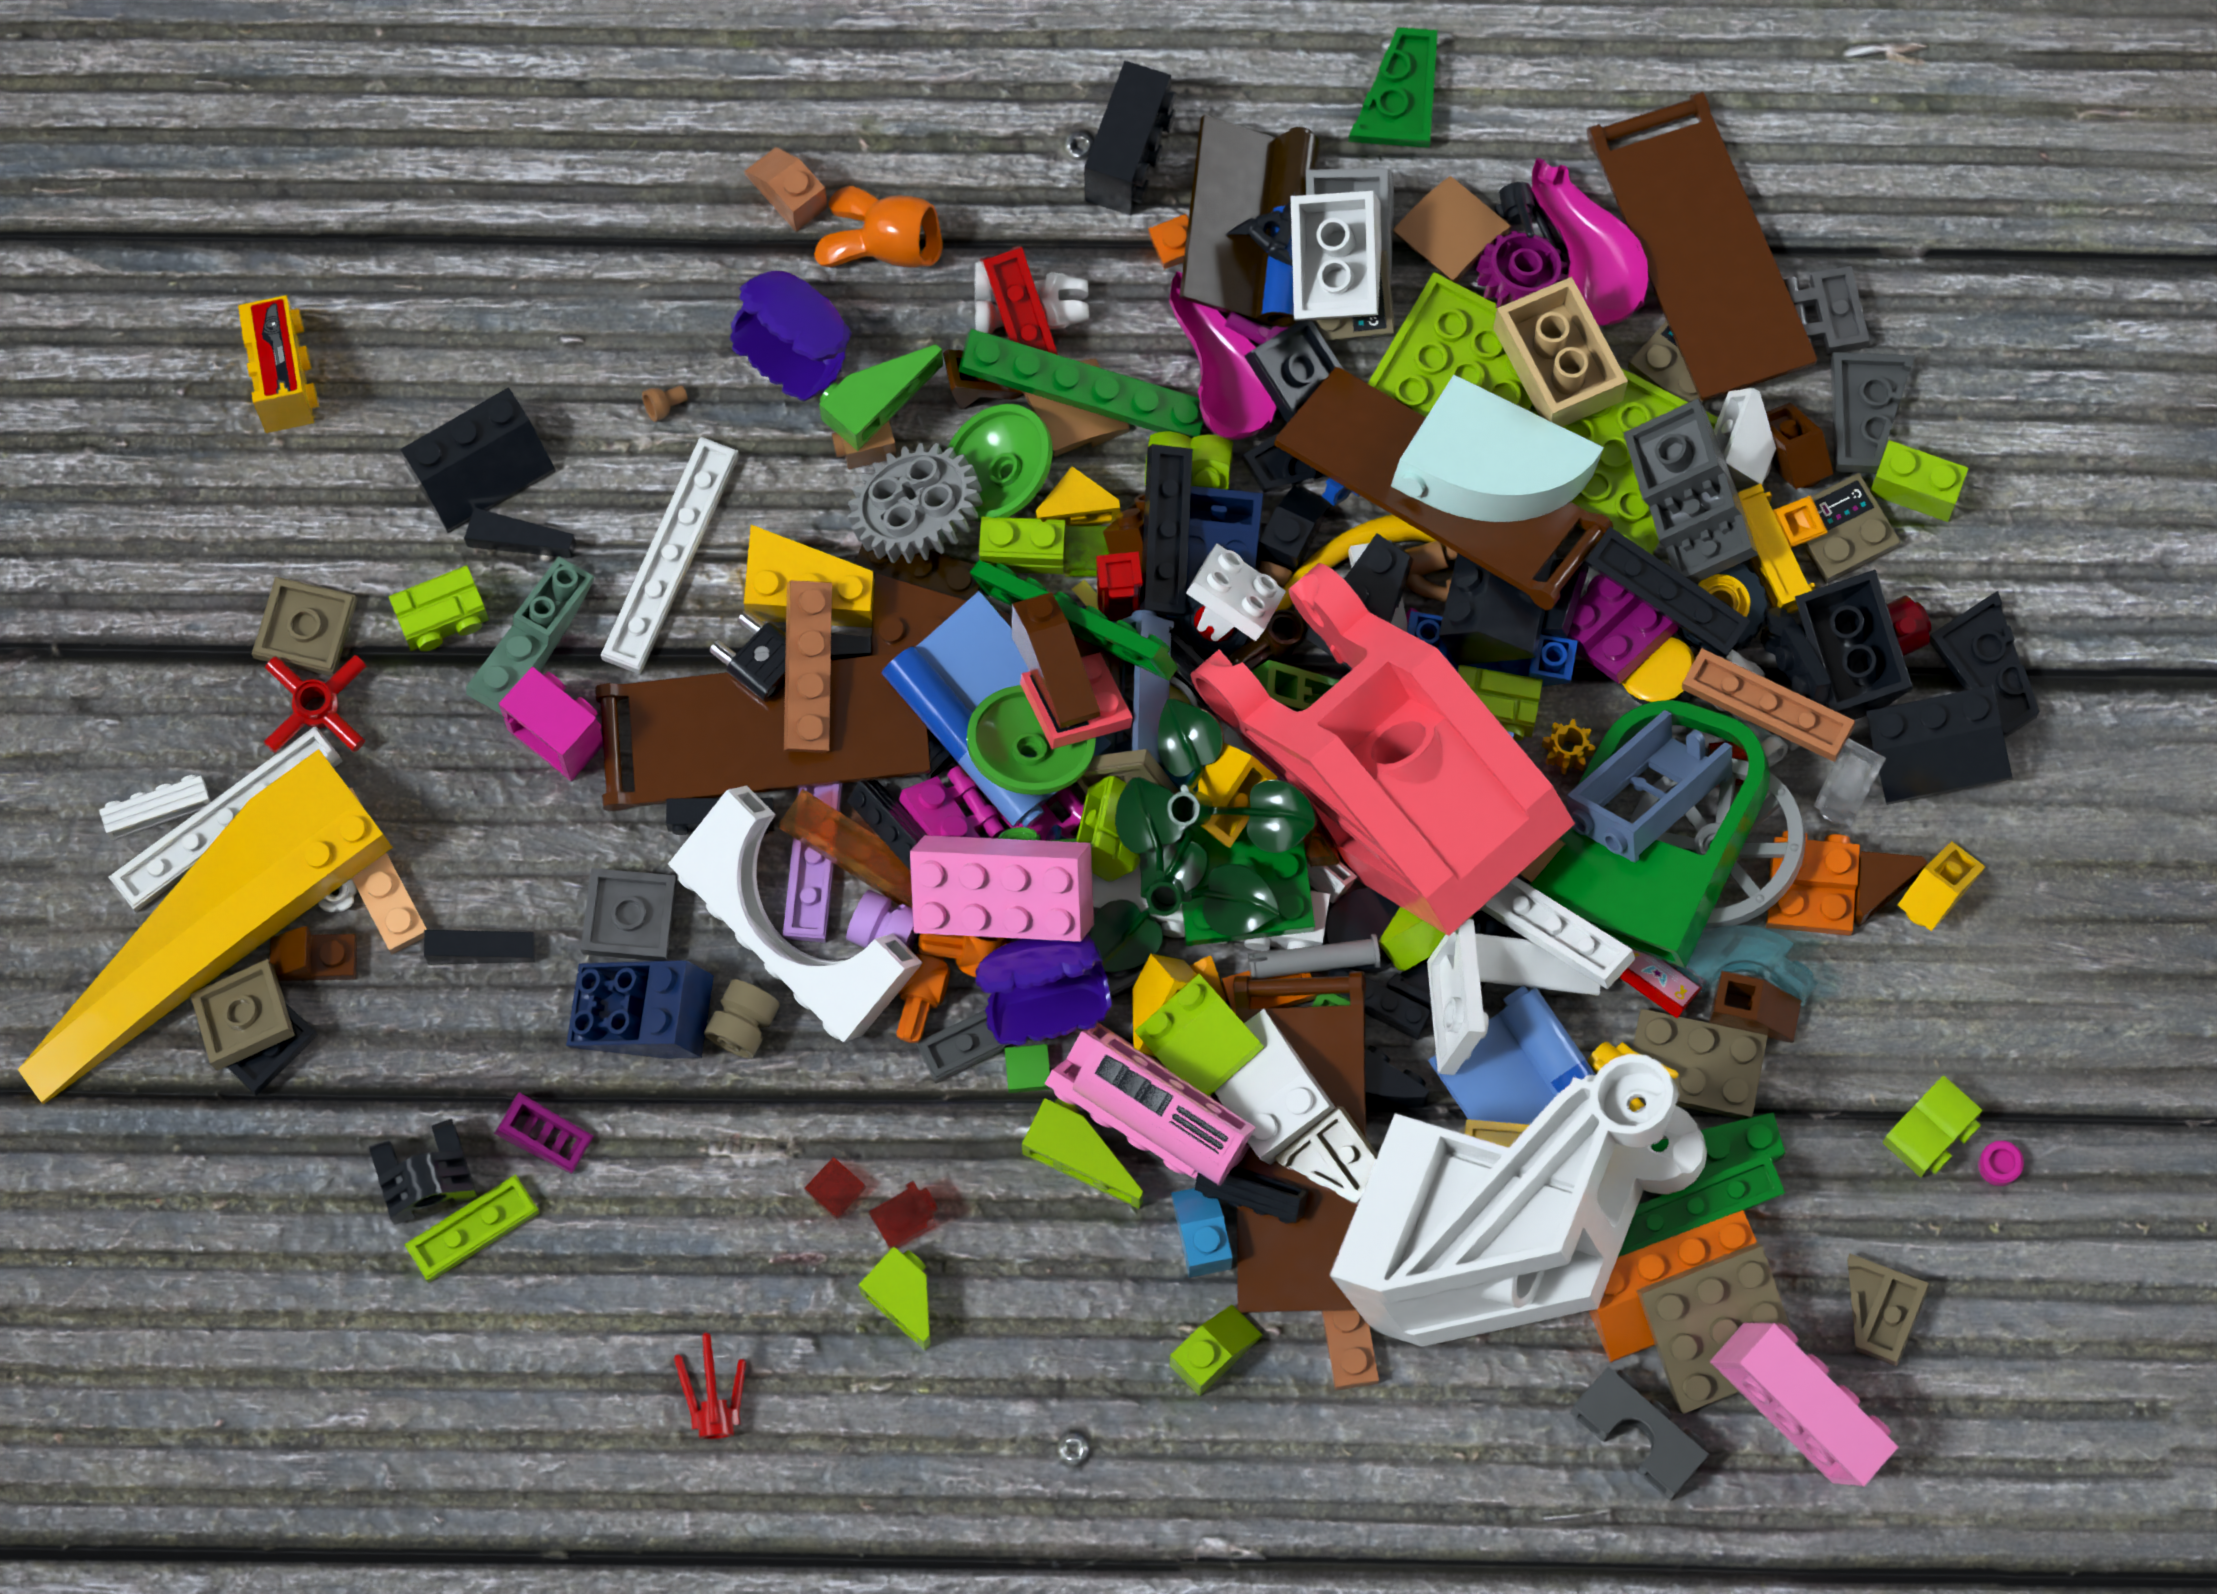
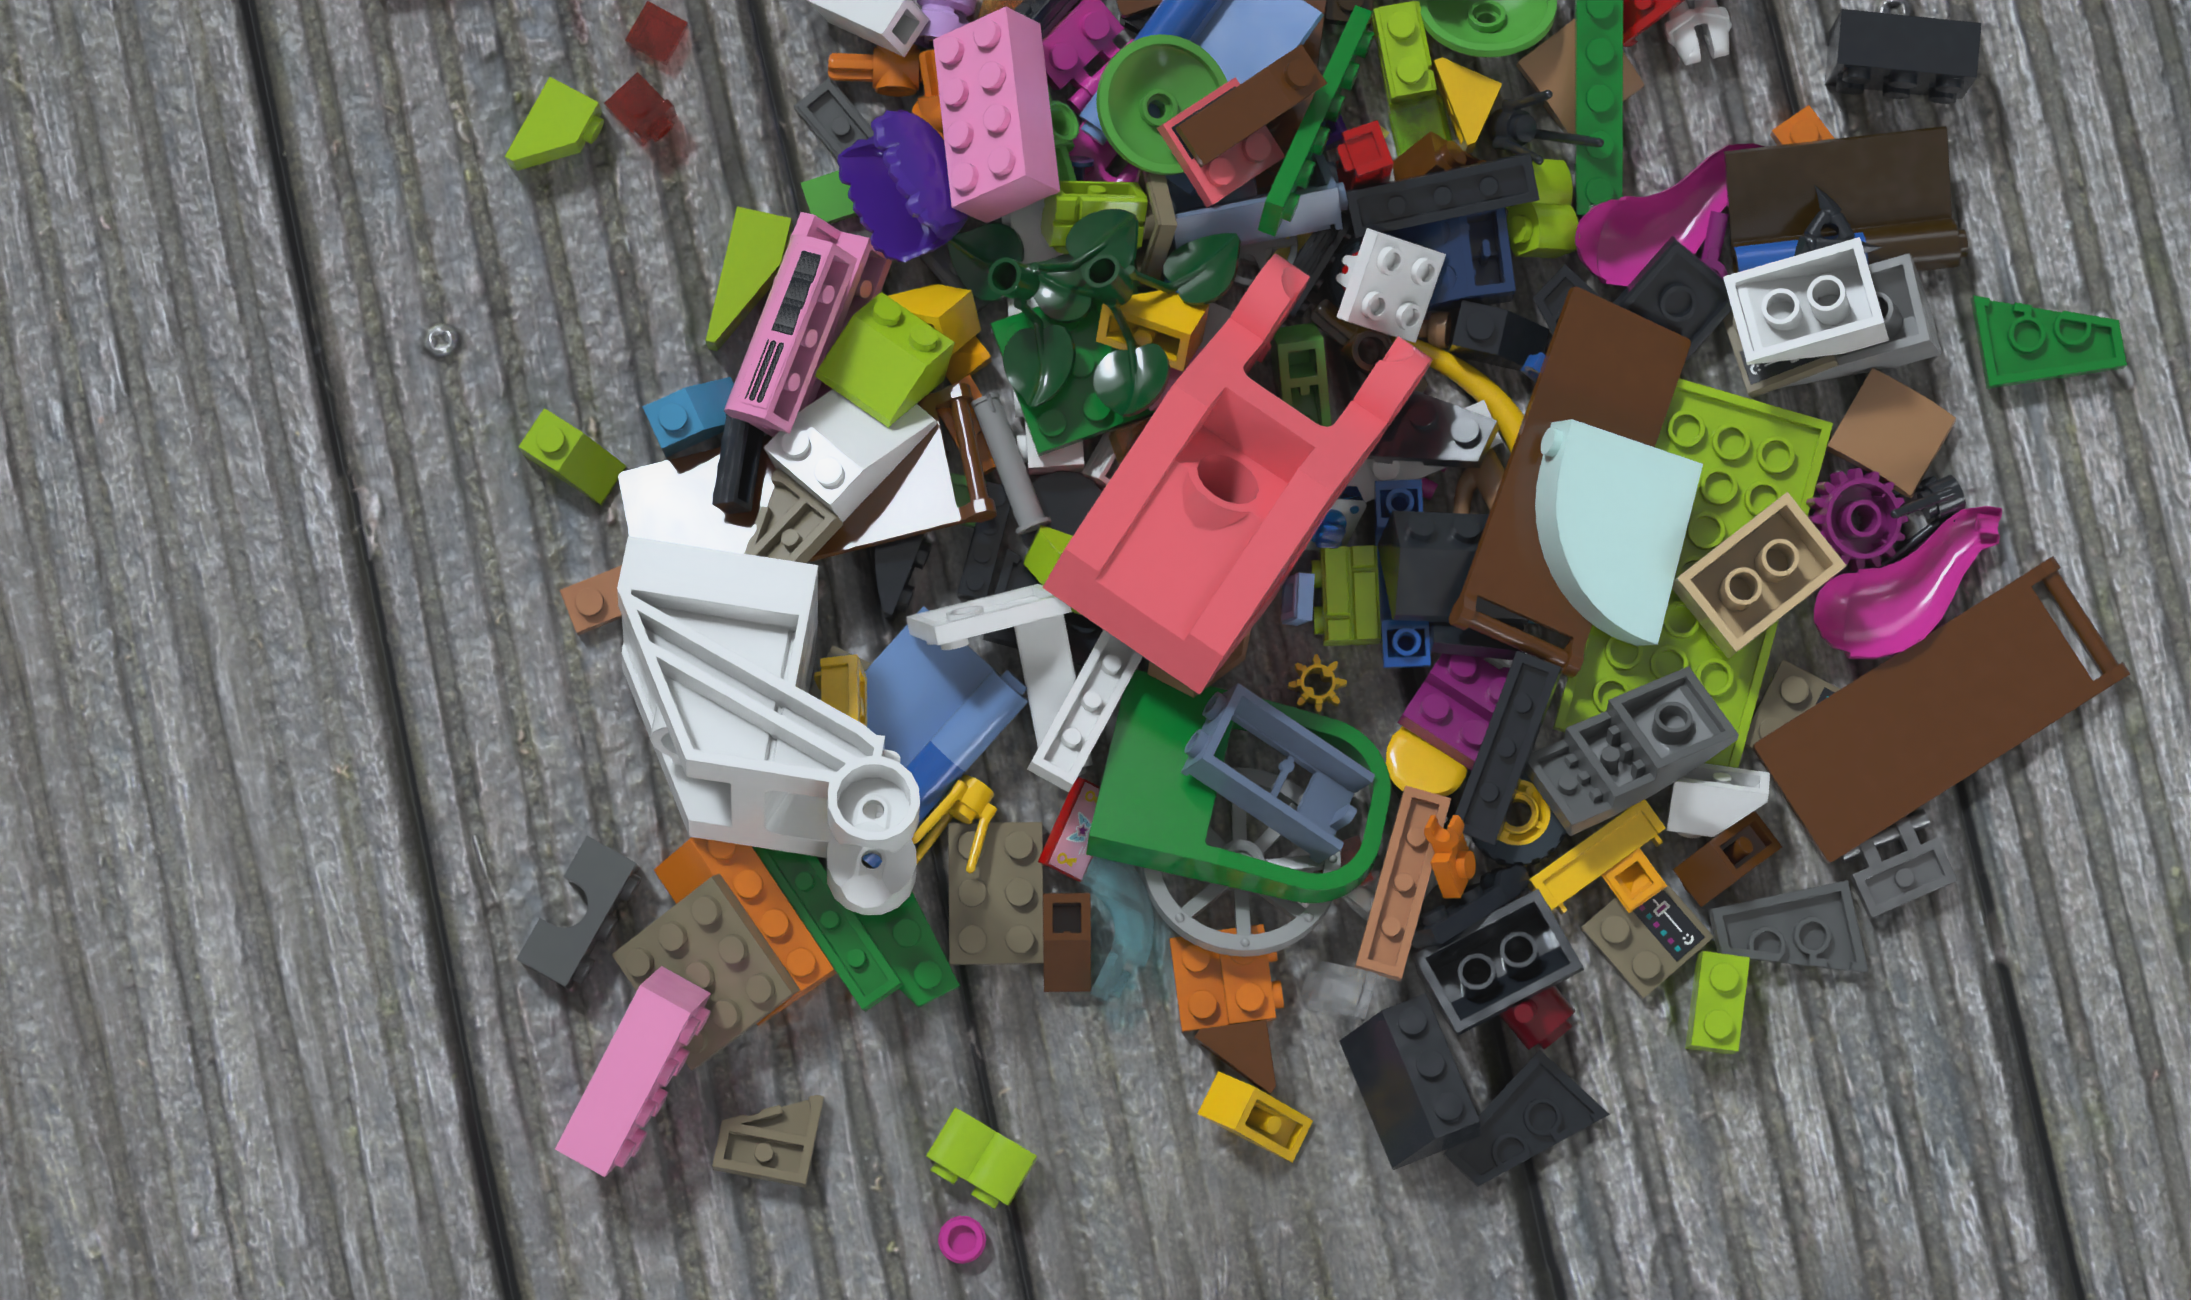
camera: 75 degrees right, 10 degrees up
(1111, 467) = (1514, 127): none -> black plant
(1757, 658) = (1452, 859): none -> orange plate

